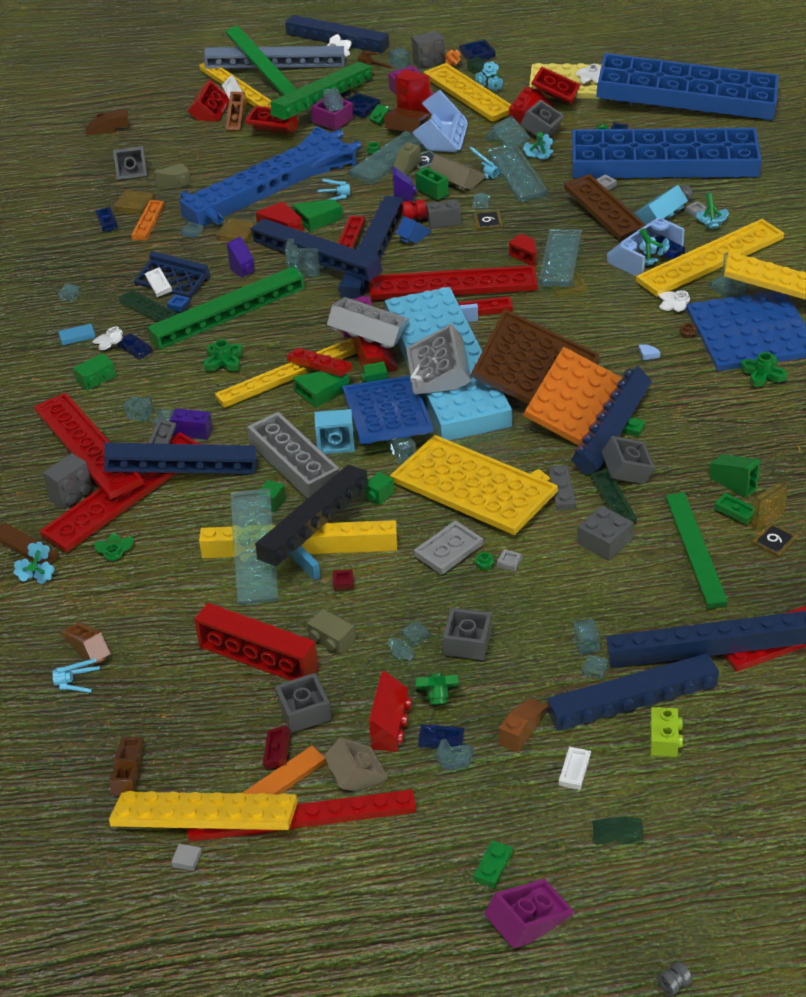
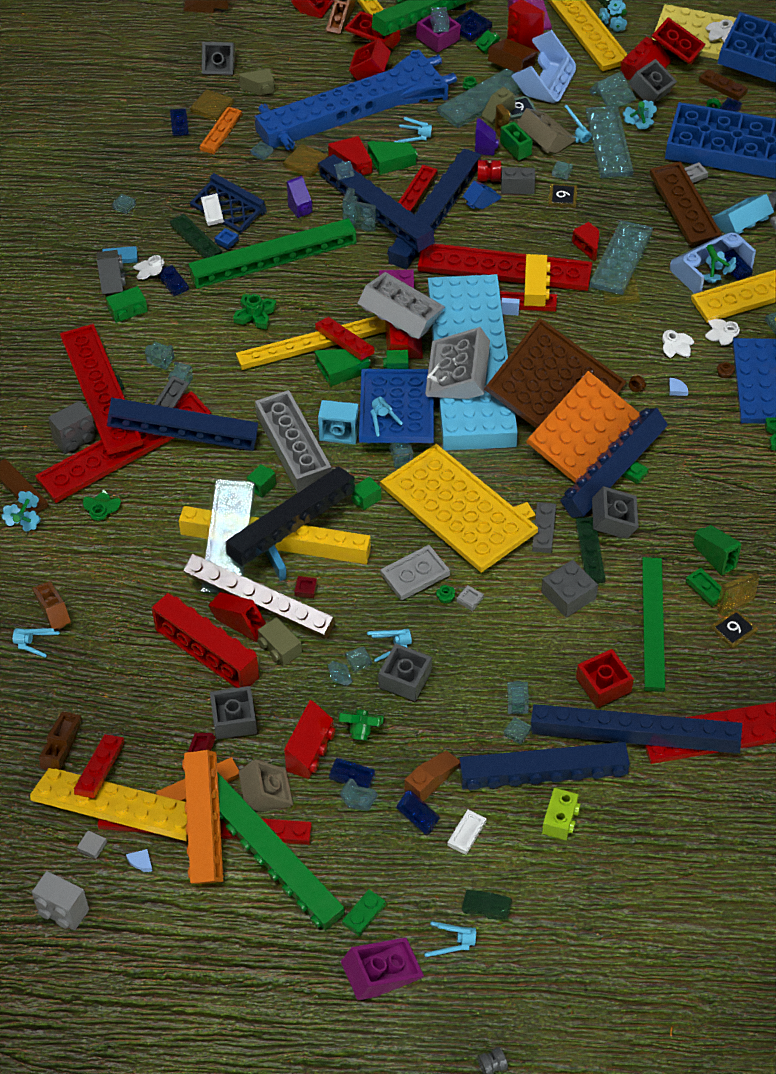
camera: 10 degrees right, 10 degrees up
(72, 344) = (109, 268): none -> dark grey brick
(168, 914) = (60, 901): none -> light grey brick
(175, 779) = (99, 766): none -> red plate
(192, 423) = (205, 383): dark purple brick -> none
(242, 861) = (140, 860): none -> light blue tile
(275, 141) = (369, 60): none -> red brick
(278, 227) = (344, 170): none -> clear light blue plate
(282, 612) = (238, 614): none -> red slope
(300, 593) = (264, 597): none -> brick
(302, 801) = (203, 817): none -> orange brick
(372, 817) = (277, 858): none -> green brick
(373, 409) = (381, 408): none -> medium azure plant
(413, 165) = (501, 118): none -> pearl gold plate
(451, 602) = (400, 637): none -> medium azure plant
(488, 286) = (536, 280): none -> yellow brick
(520, 758) = (418, 812): none -> clear blue plate
(604, 115) = (723, 84): none -> reddish brown plate
(605, 863) = (465, 936): none -> medium azure plant
(606, 354) = (637, 383): none -> reddish brown plate
(634, 317) = (678, 343): none -> white plate
(667, 602) = (604, 678): none -> red brick

